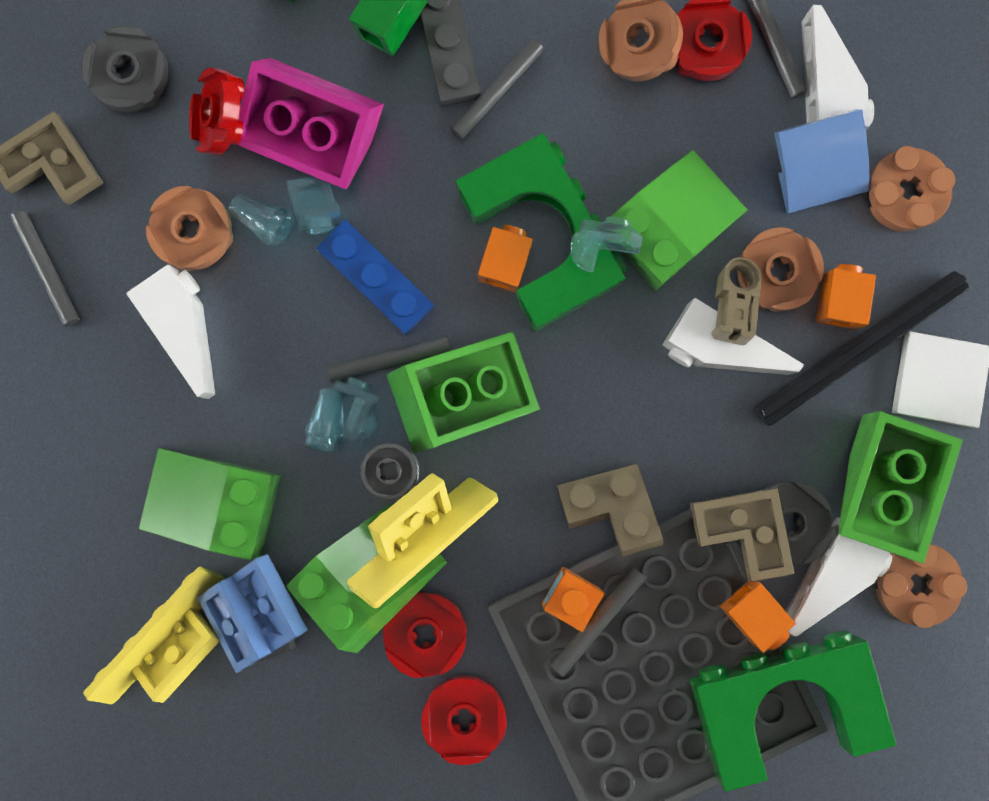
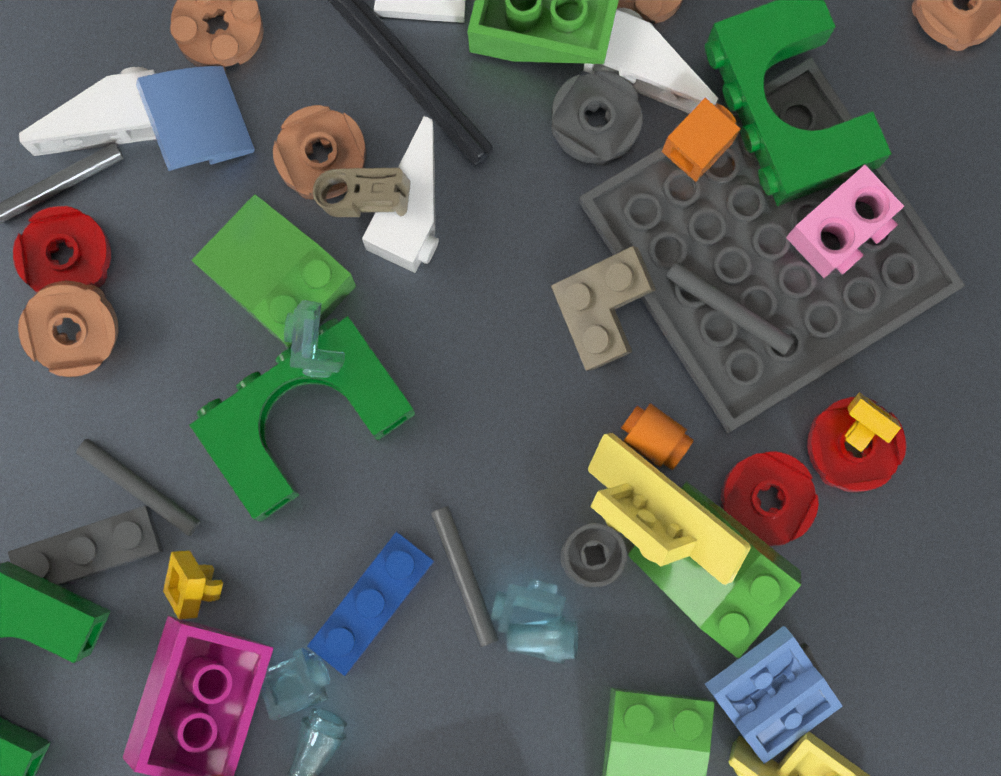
camera: 100 degrees left, 5 degrees down
(407, 124) = (189, 584): none -> yellow tile
(462, 392) = (494, 487): bright green slope -> none
(481, 734) = (869, 421): none -> yellow tile
(490, 541) = (656, 436): none -> orange brick
(505, 258) = (335, 454): orange brick -> none
(572, 599) = (710, 336): orange brick -> none
(670, 735) = (839, 216): none -> bright pink brick
(756, 522) = (602, 149): dark tan plate -> none
(845, 297) = (344, 80): orange brick -> none

